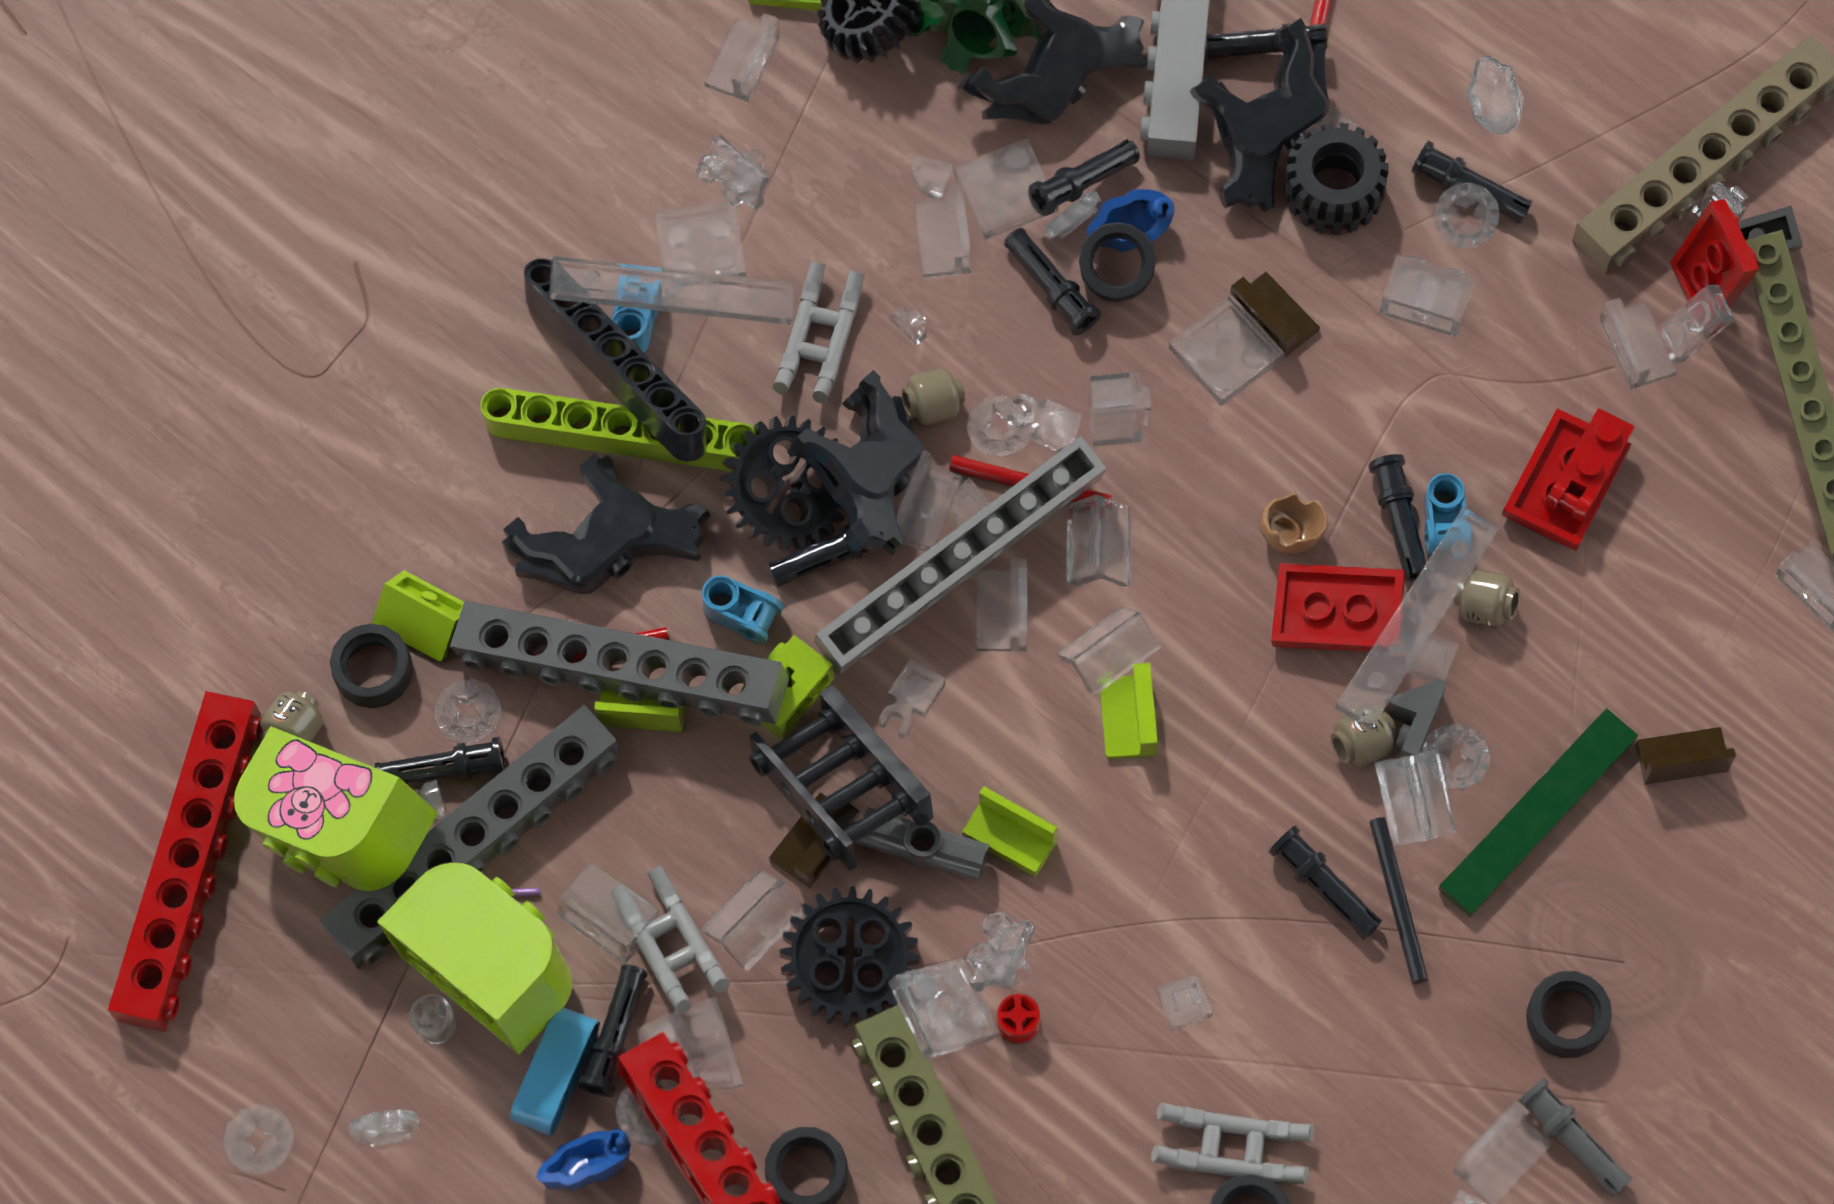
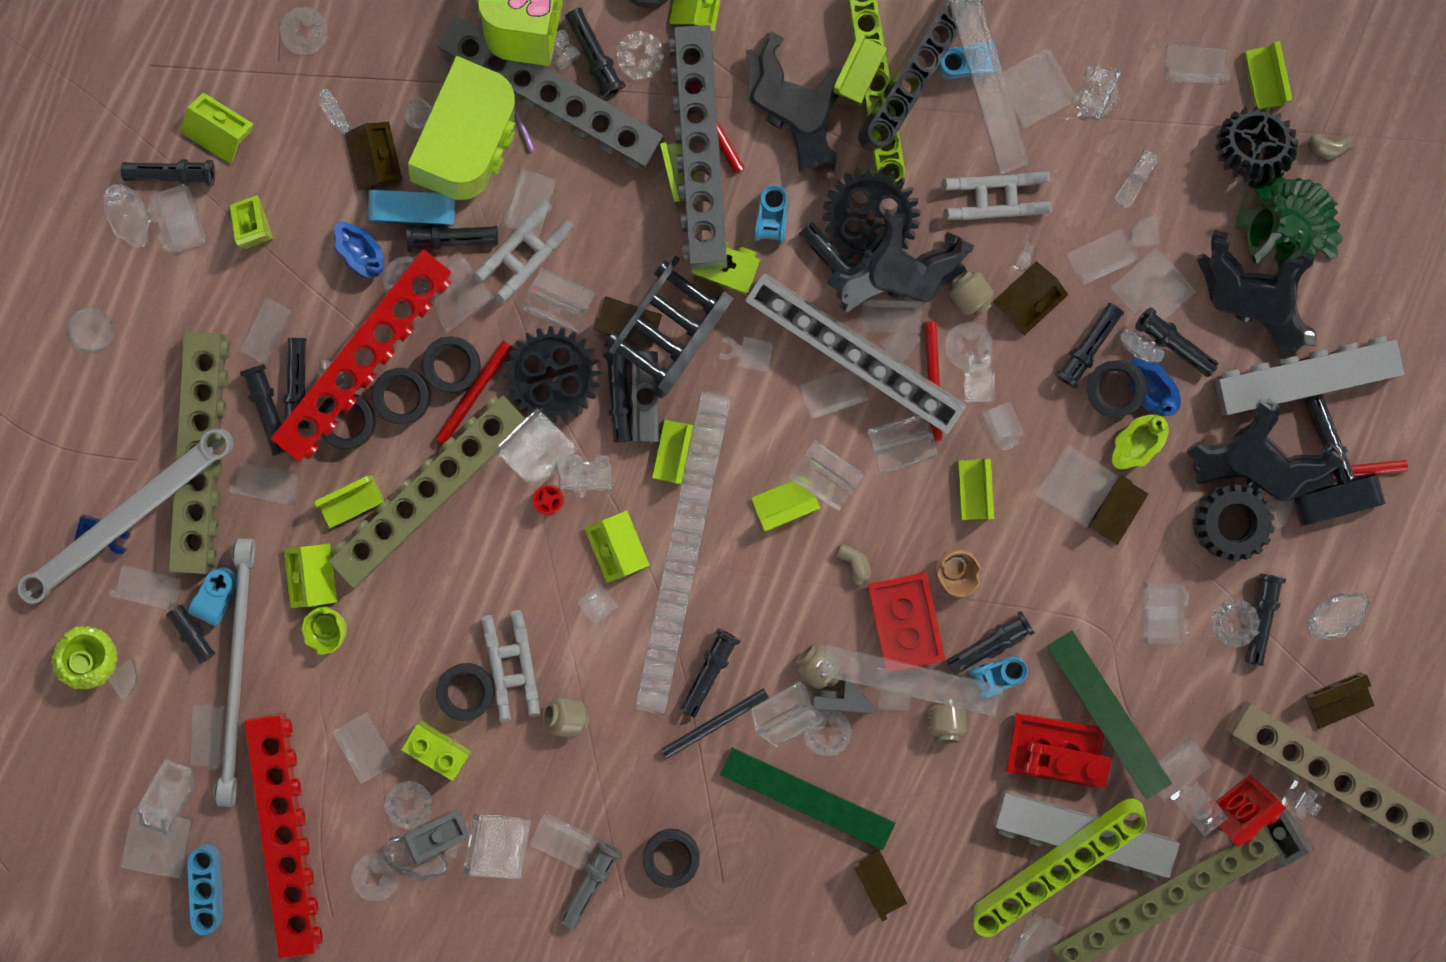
camera: 70 degrees right, 20 degrees up
(463, 1101) = (373, 155): none -> dark brown panel
(595, 433) = (859, 69): none -> lime panel
(783, 1055) = (429, 358): none -> black tyre
(836, 1073) = (474, 392): none -> red bar
(859, 164) = (1136, 178): none -> clear axle
(914, 881) = (619, 402): none -> black pin
(964, 331) = (1031, 297): none -> dark brown panel
(1114, 951) = (617, 546): none -> lime panel
(1160, 868) = (683, 552): none -> clear beam
(1190, 469) = (975, 489): none -> lime panel
(1195, 256) = (1140, 441): none -> lime arm
(1237, 646) = (859, 564): none -> dark tan arm
(1328, 1090) = (565, 717): none -> dark tan head
(1348, 53) = (1339, 500): none -> black beam
(1540, 396) = (1109, 715): none -> dark green tile
(1604, 128) = (1340, 699): none -> dark brown panel
(1690, 475) = (1055, 824): none -> light grey brick
(1724, 532) = (1063, 855): none -> lime beam

